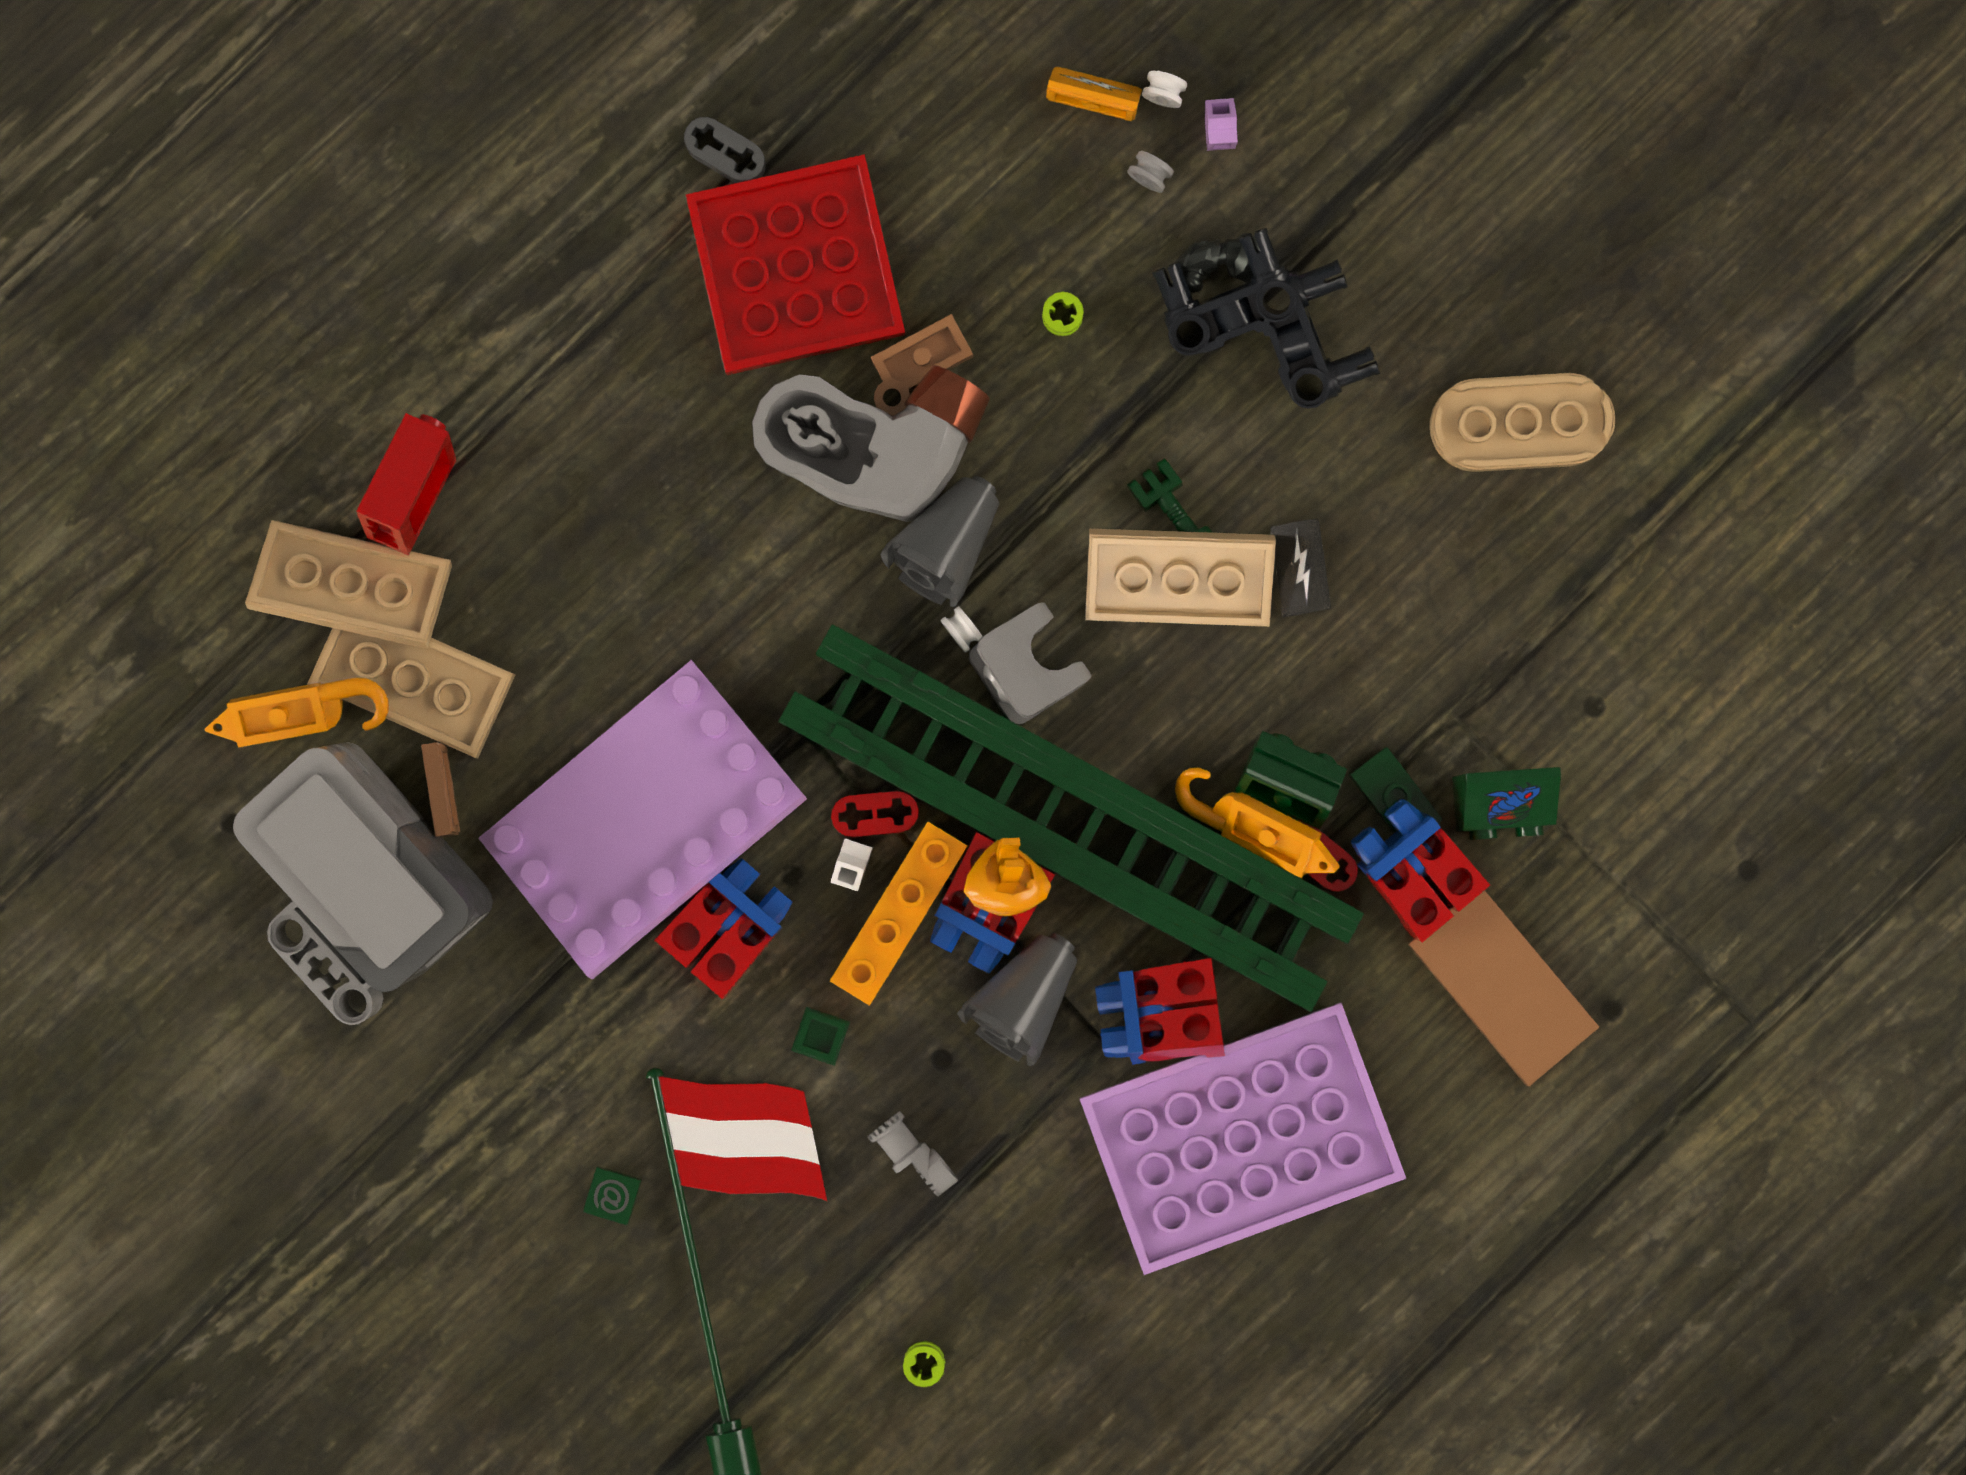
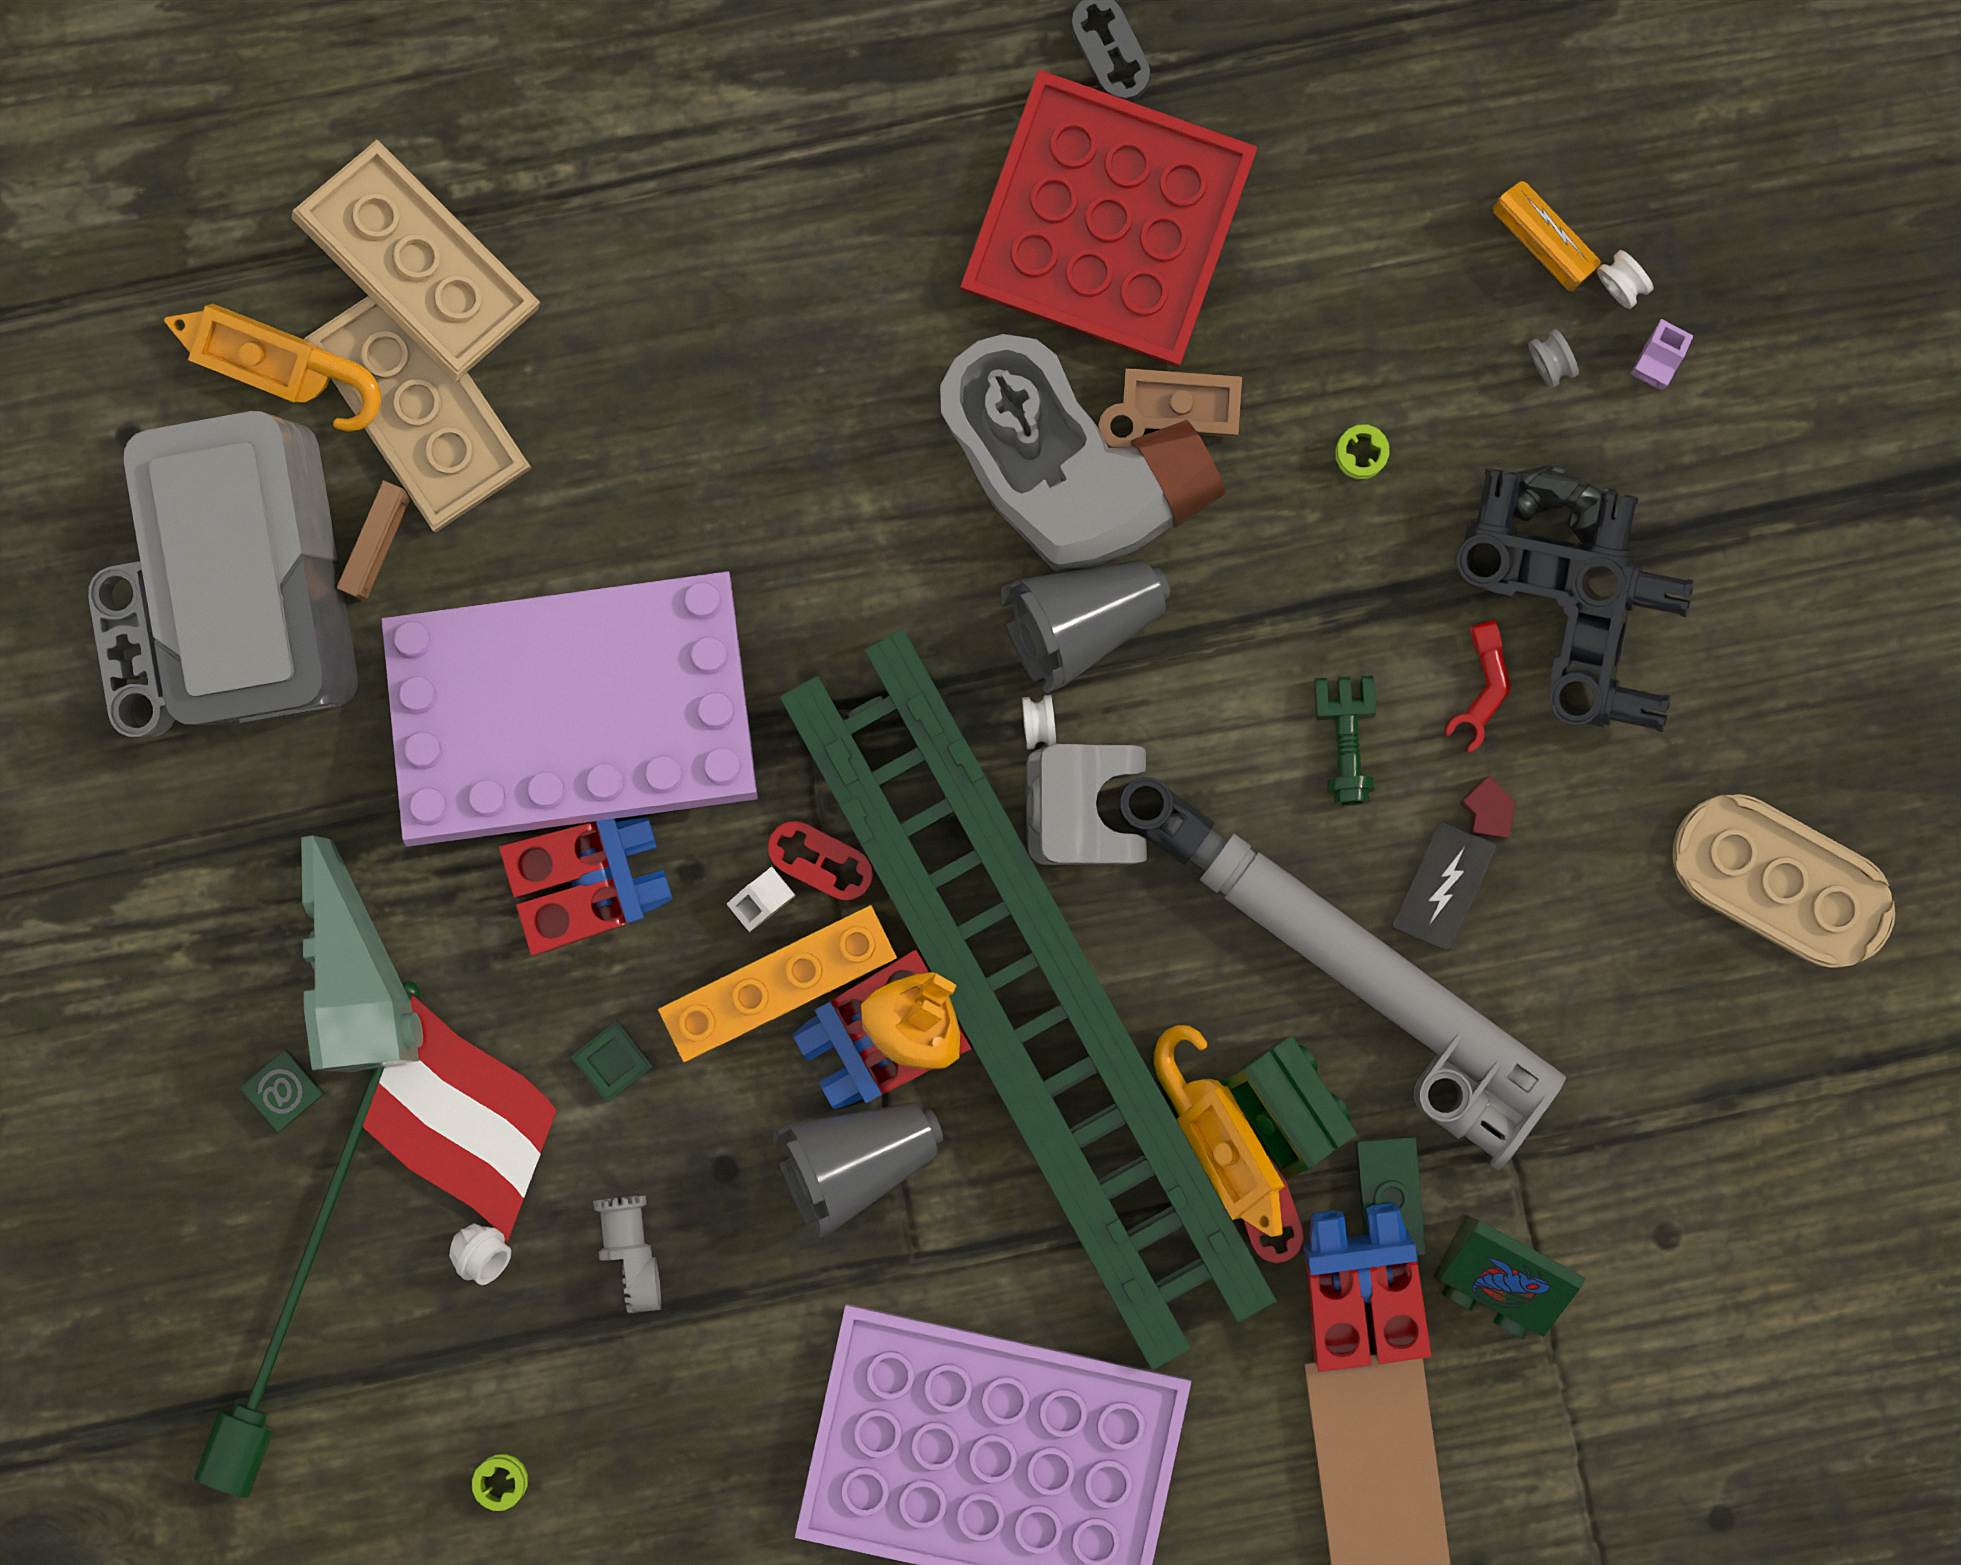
camera: 30 degrees right, 0 degrees up
(407, 483) = (545, 192): red window -> none
(627, 1105) = (359, 1006): none -> sand green wedge
(813, 1220) = (479, 1253): none -> white plate
(1166, 1013) = (995, 1271): red hips -> none
(1179, 577) = (1308, 814): tan tile -> none
(1230, 392) = (1489, 649): none -> red arm
(1298, 497) = (1490, 809): none -> dark red piece
(1409, 670) = (1492, 1071): none -> light grey piece

